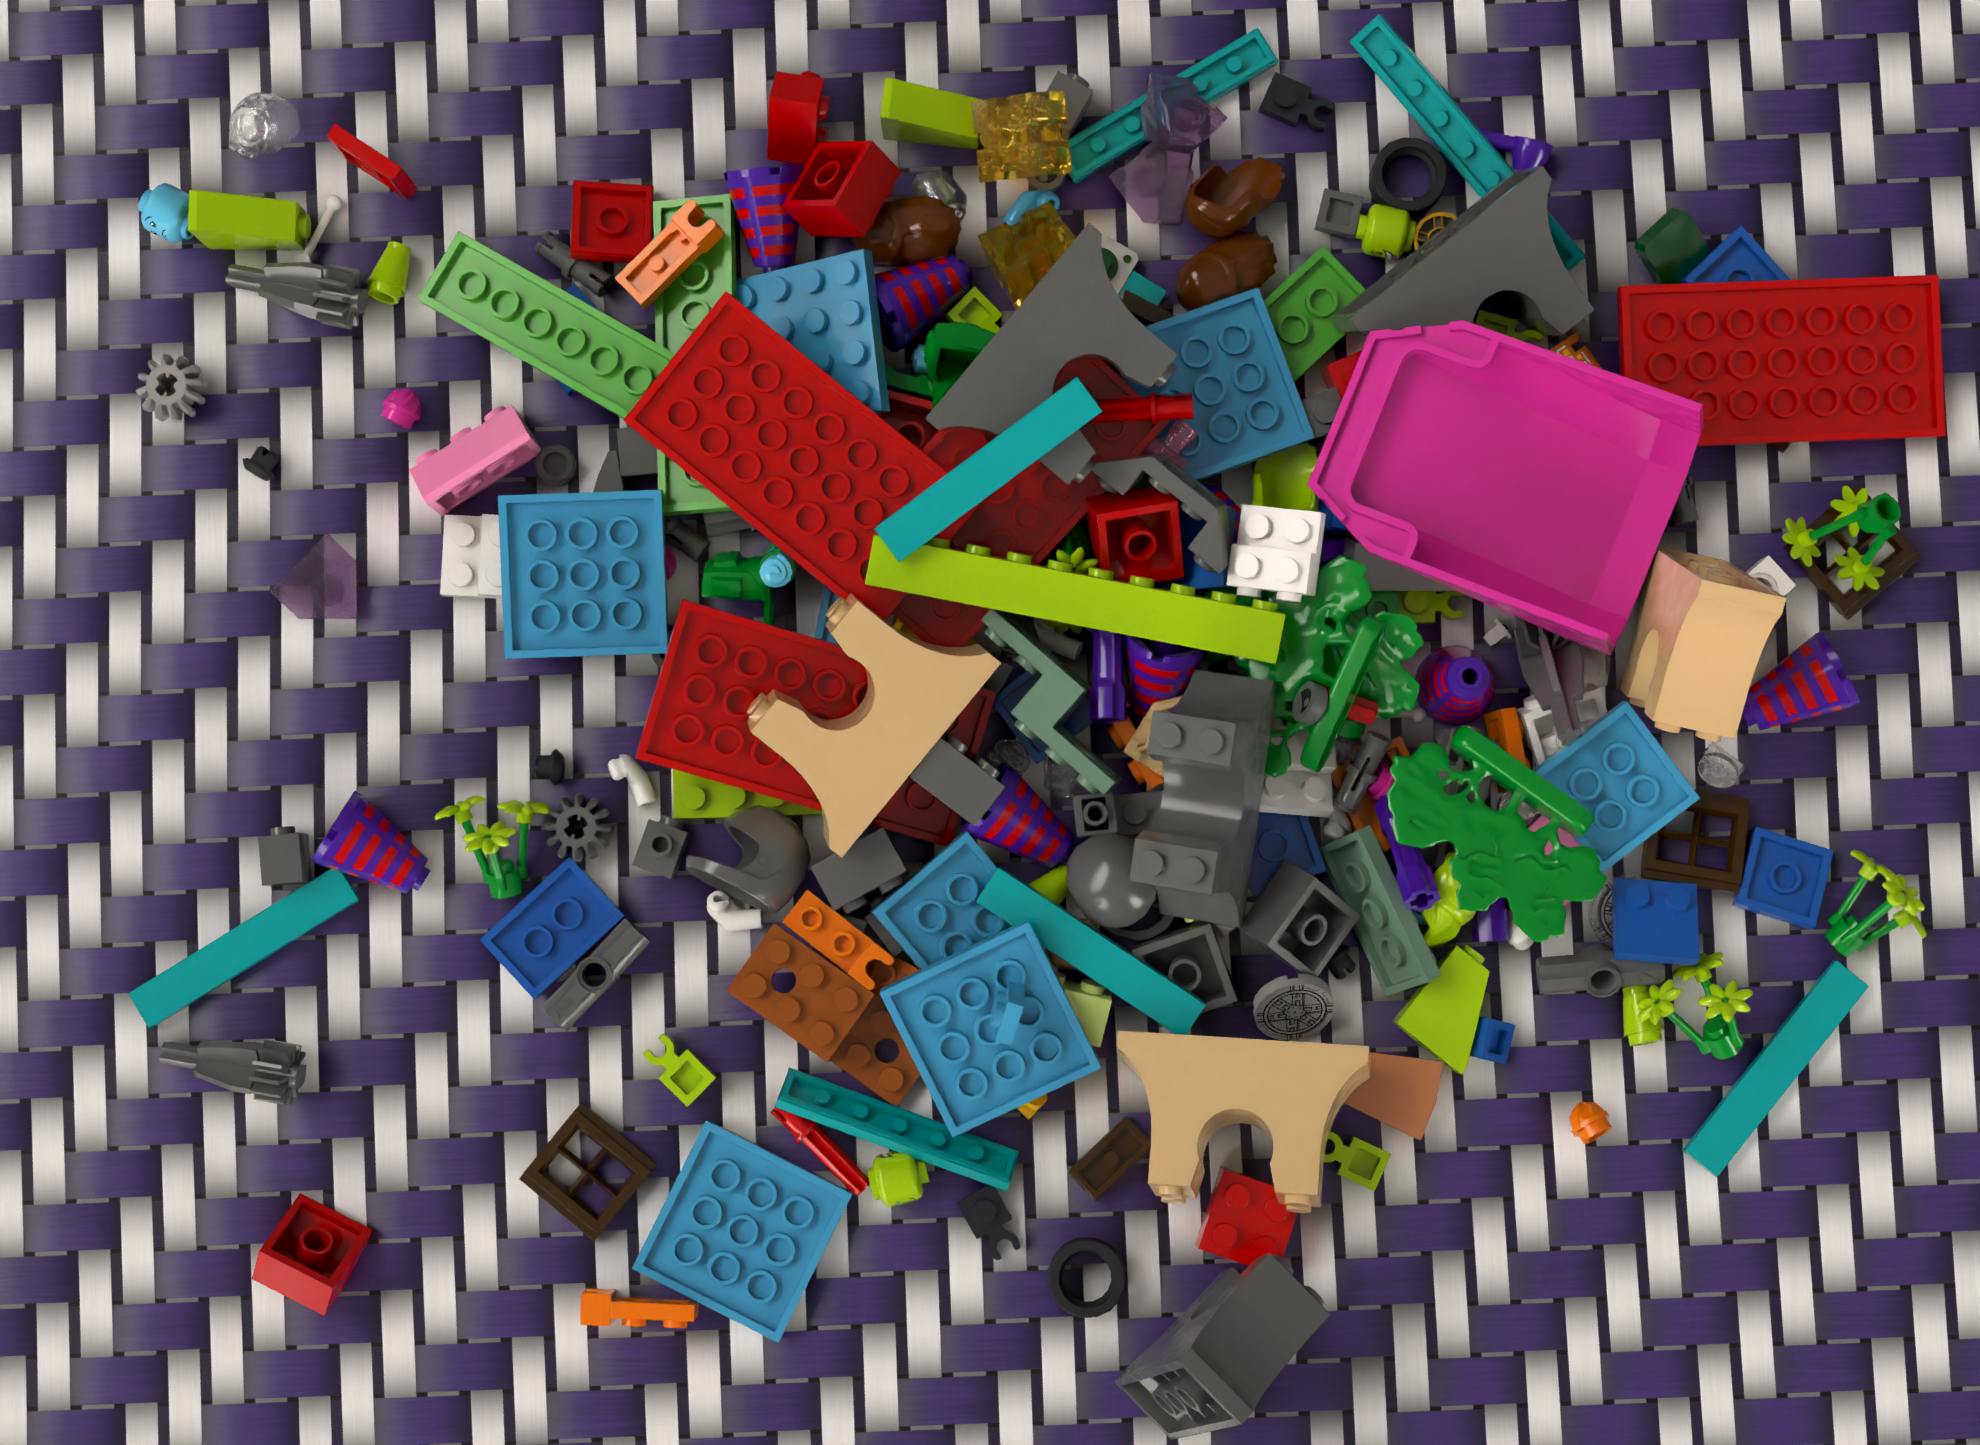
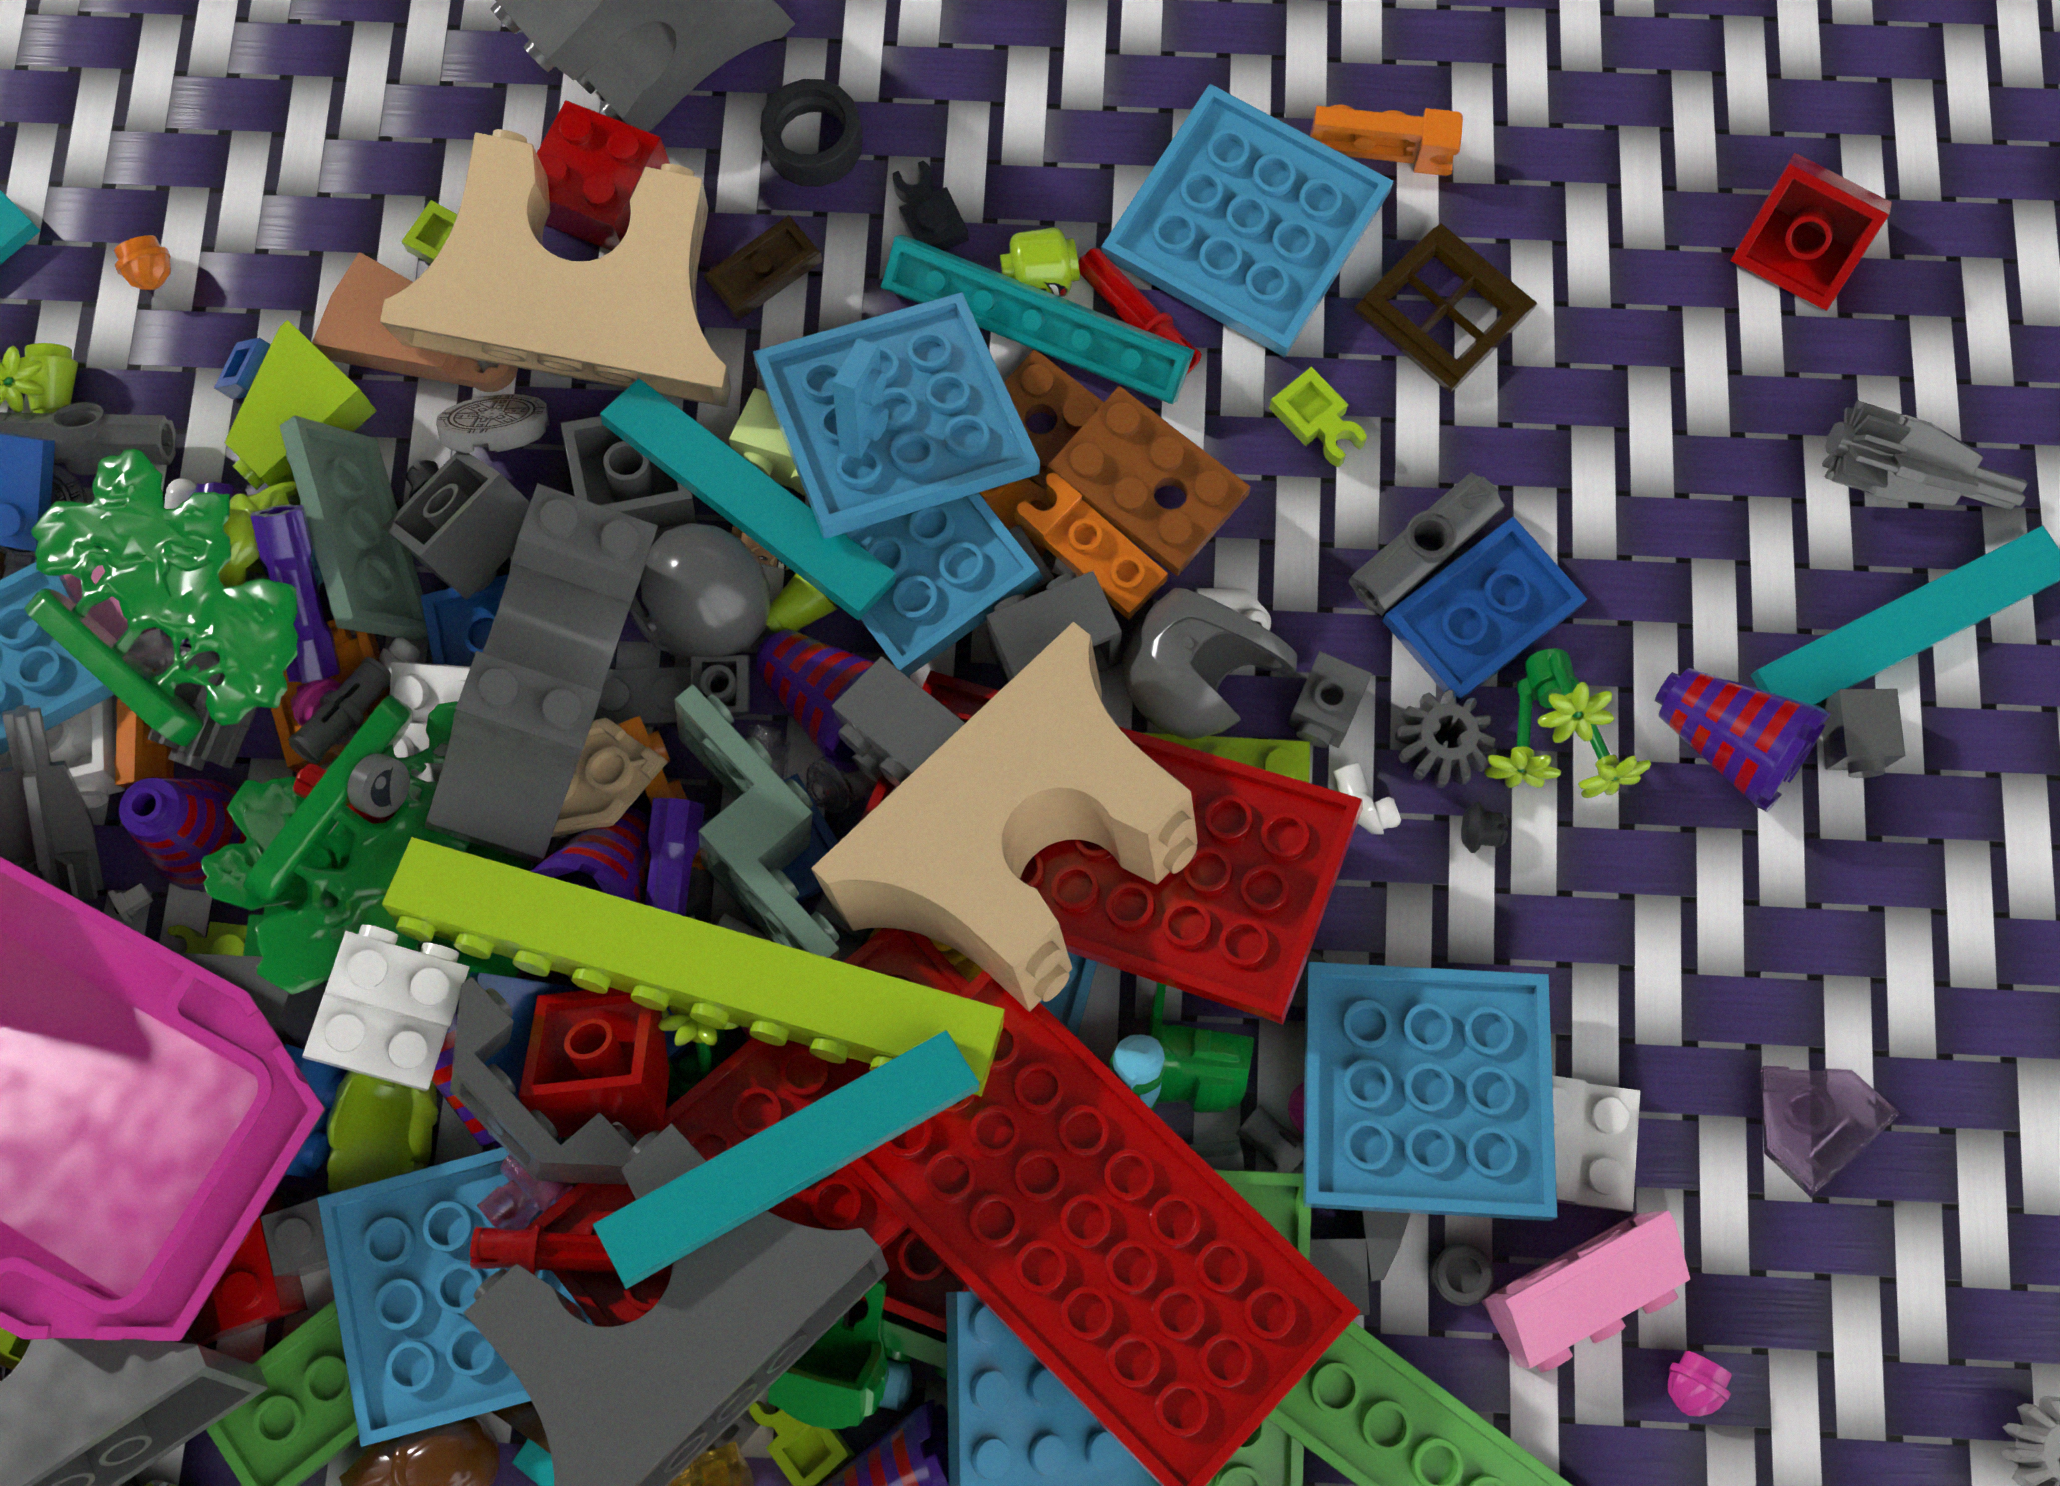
camera: 175 degrees left, 10 degrees down
(262, 463) = (1913, 1317): black piece -> none

